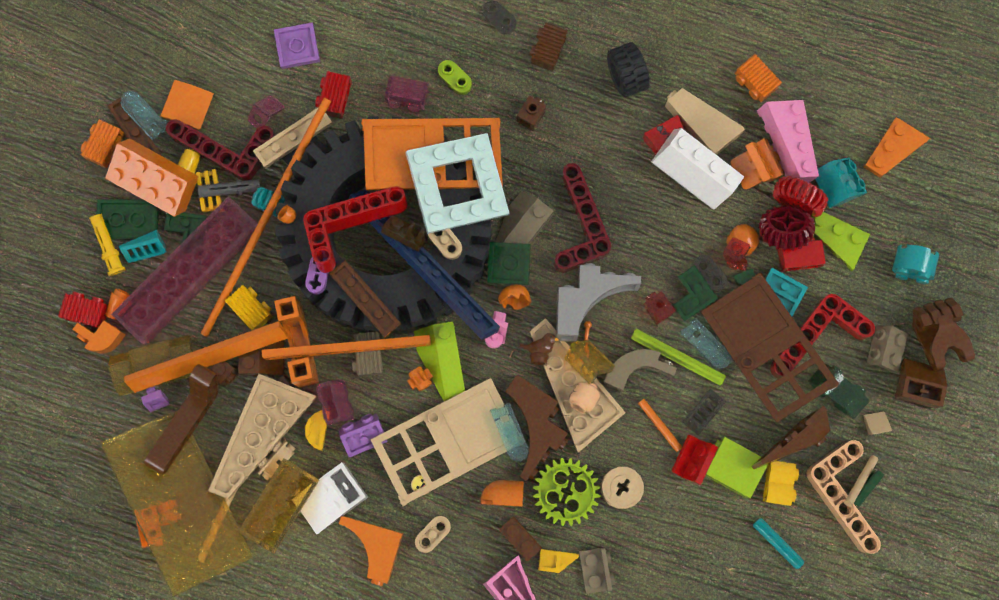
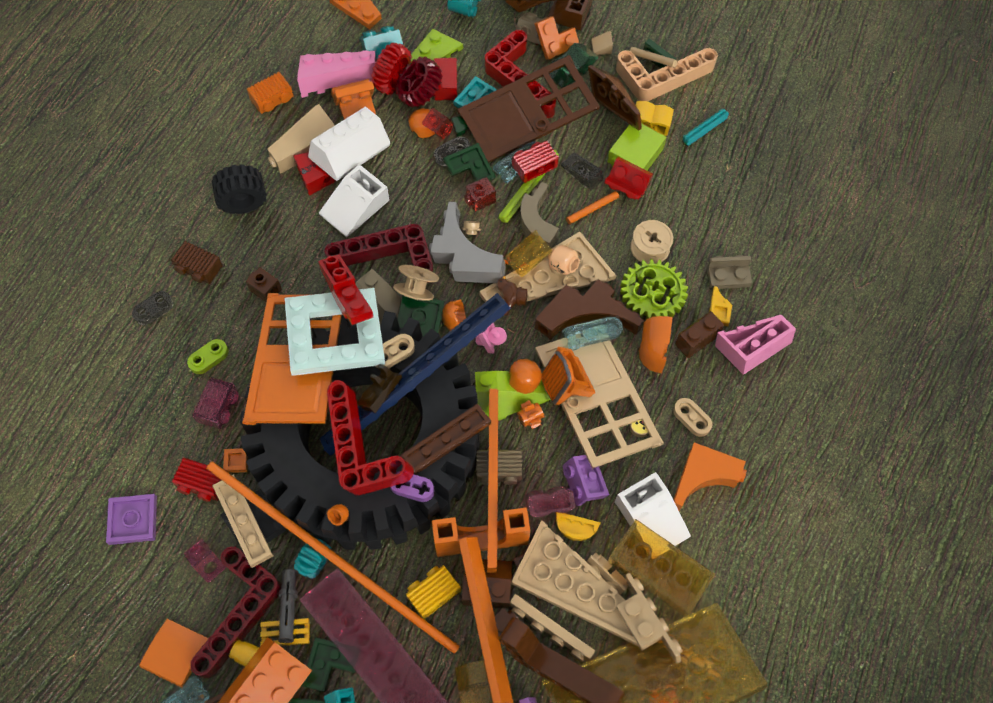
camera: 85 degrees left, 15 degrees down
(220, 419) = (543, 623): none -> tan plate
(226, 490) = (643, 622): none -> tan bracket
(356, 115) = (235, 461): none -> orange plate
(454, 369) = (525, 376): none -> orange hair
(455, 409) = (565, 377): none -> orange piece
(493, 186) = (344, 290): none -> red slope
(538, 254) = (416, 282): none -> tan piece
(619, 303) = (471, 227): none -> tan plate
(633, 183) = (354, 201): none -> white slope
(700, 358) = (535, 161): none -> red brick
(867, 370) = (552, 41): none -> orange plate

